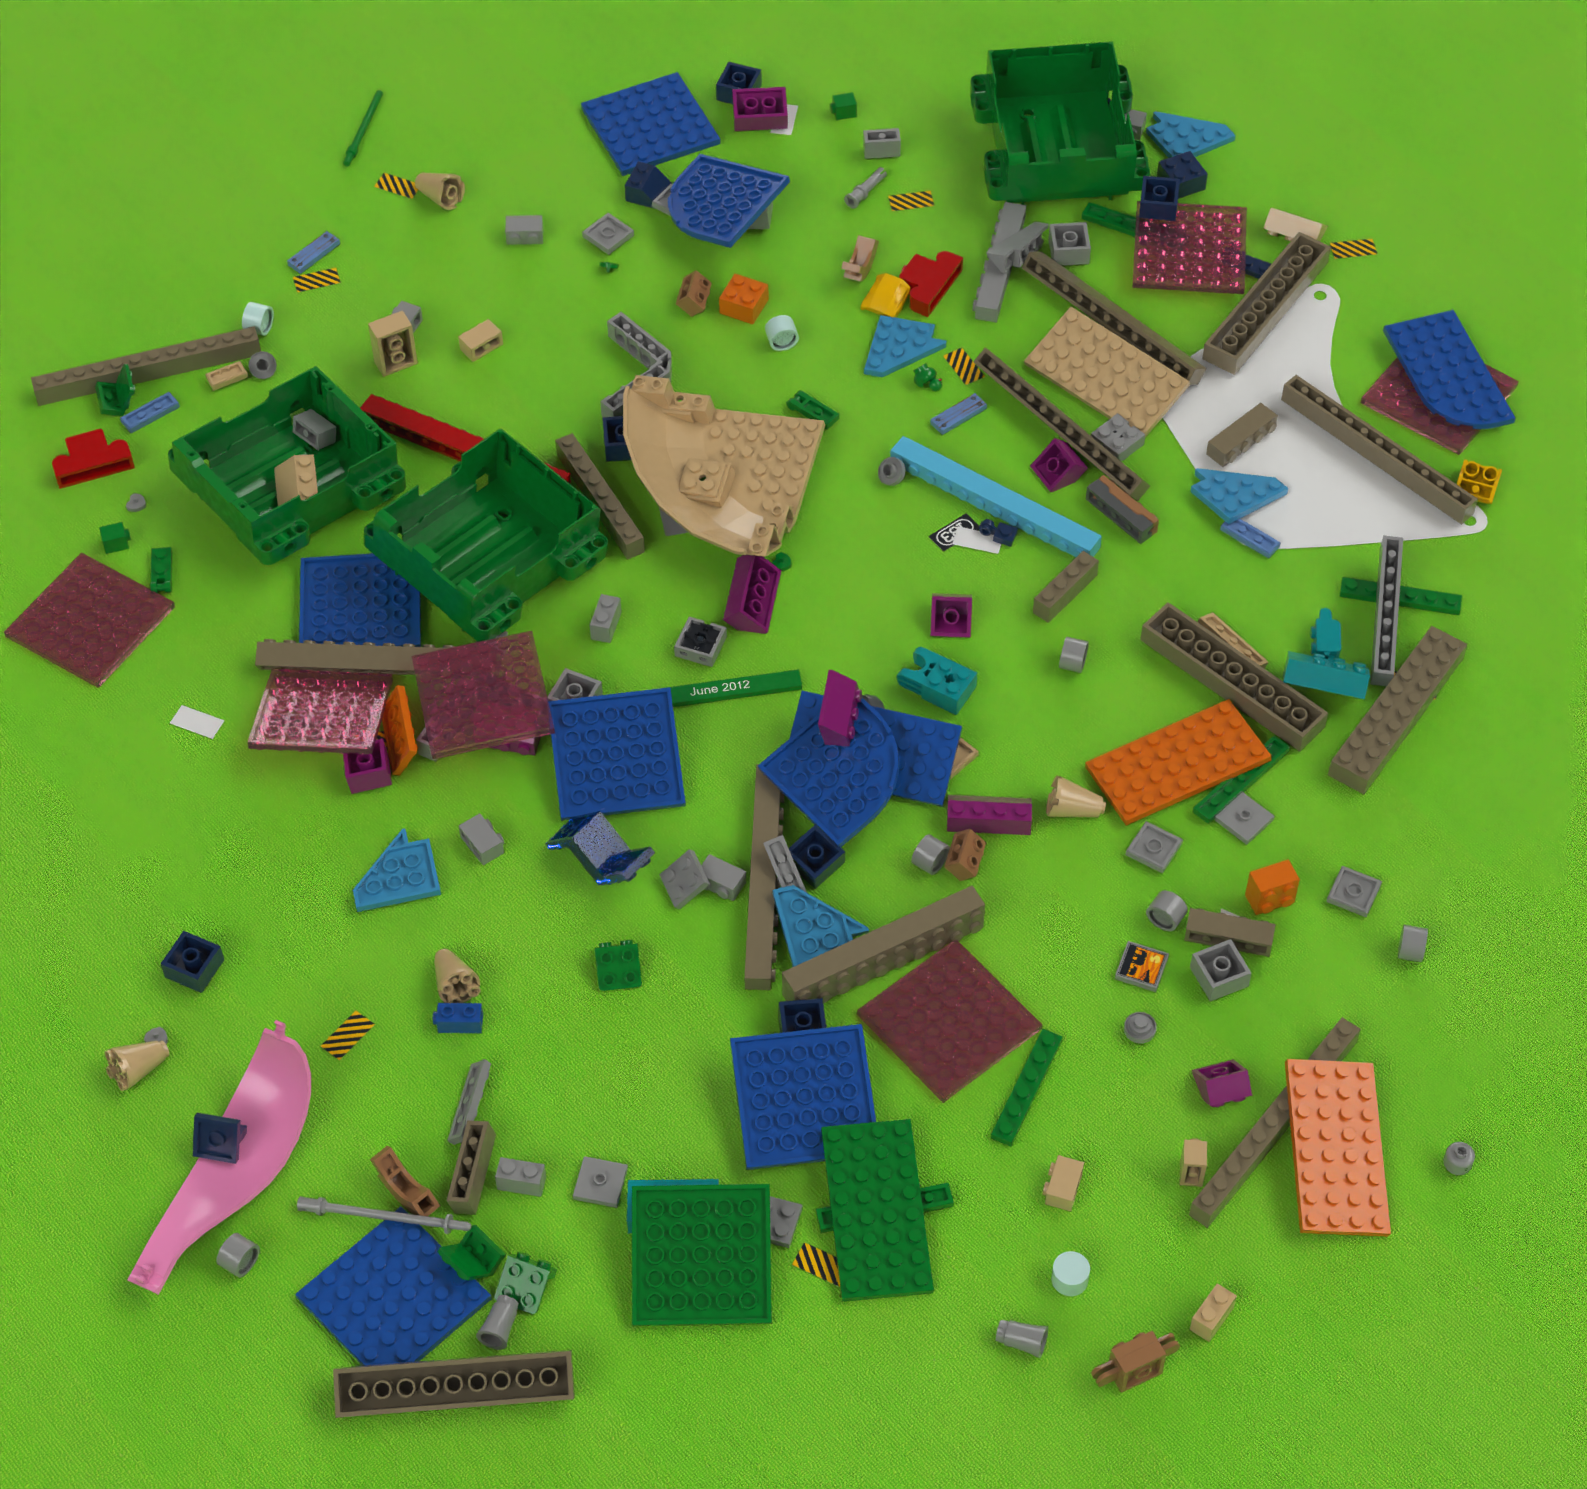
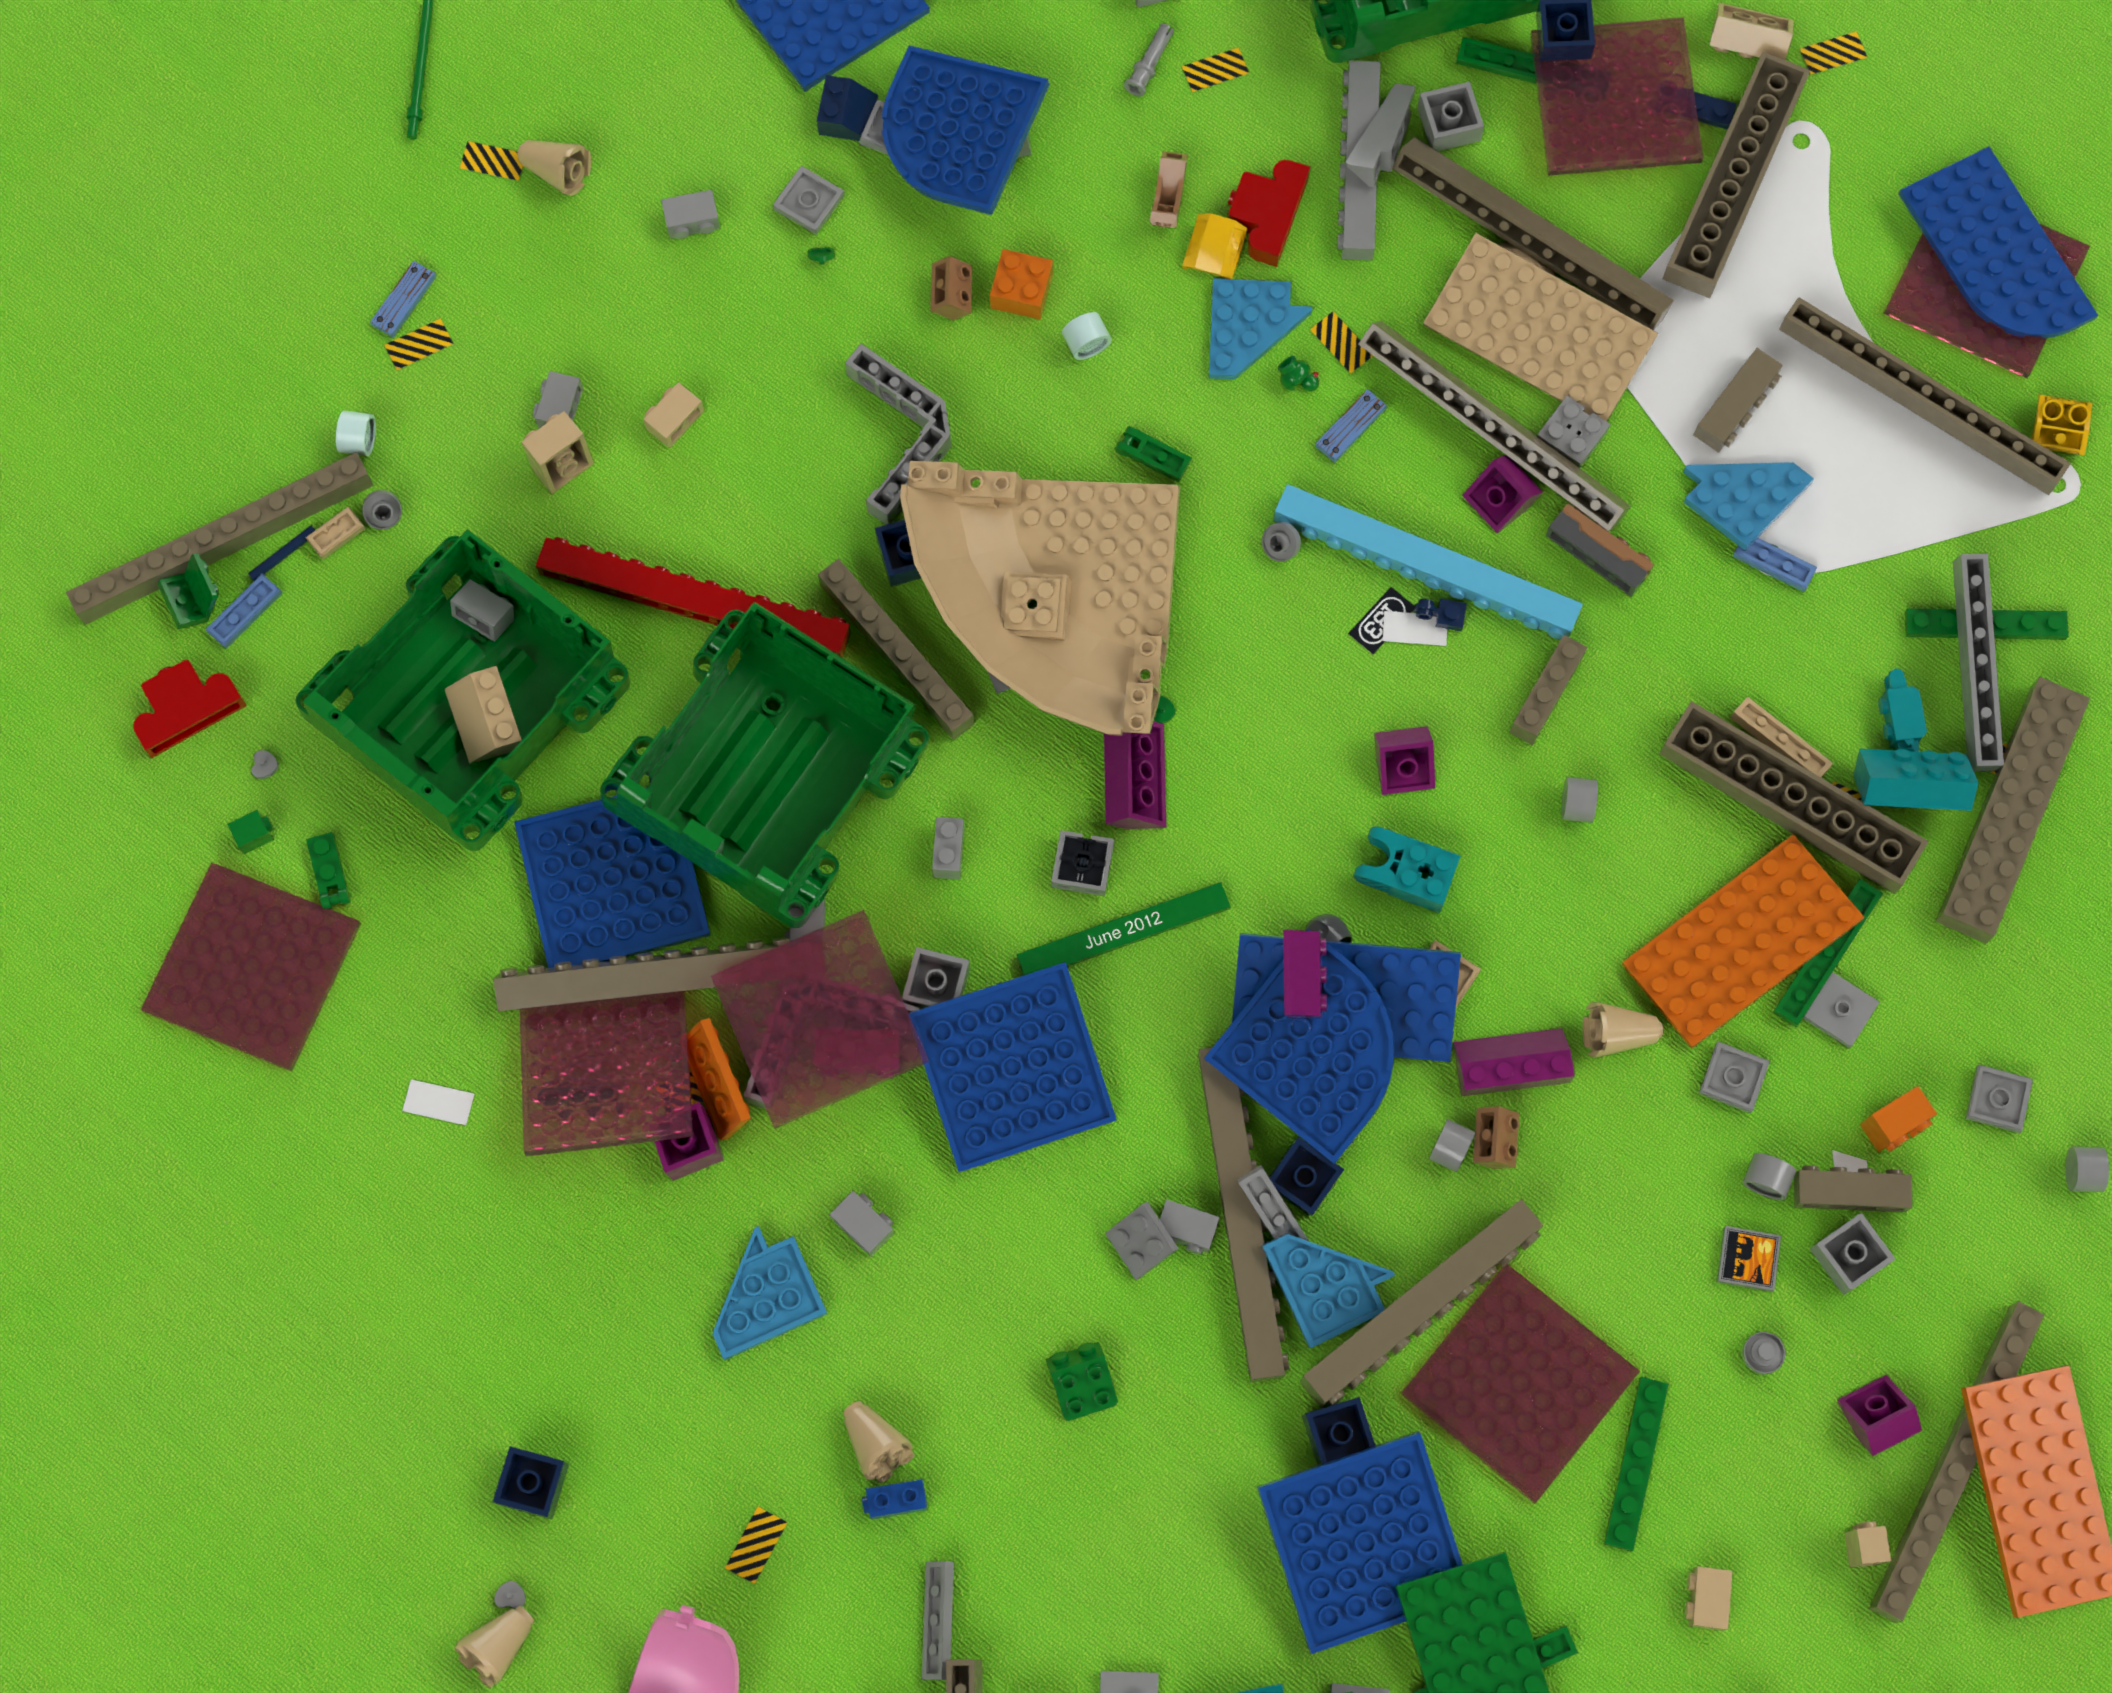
camera: 10 degrees left, 20 degrees up
(186, 383) = (281, 554): none -> dark blue bar
(600, 848) = (1024, 1220): bracket -> none

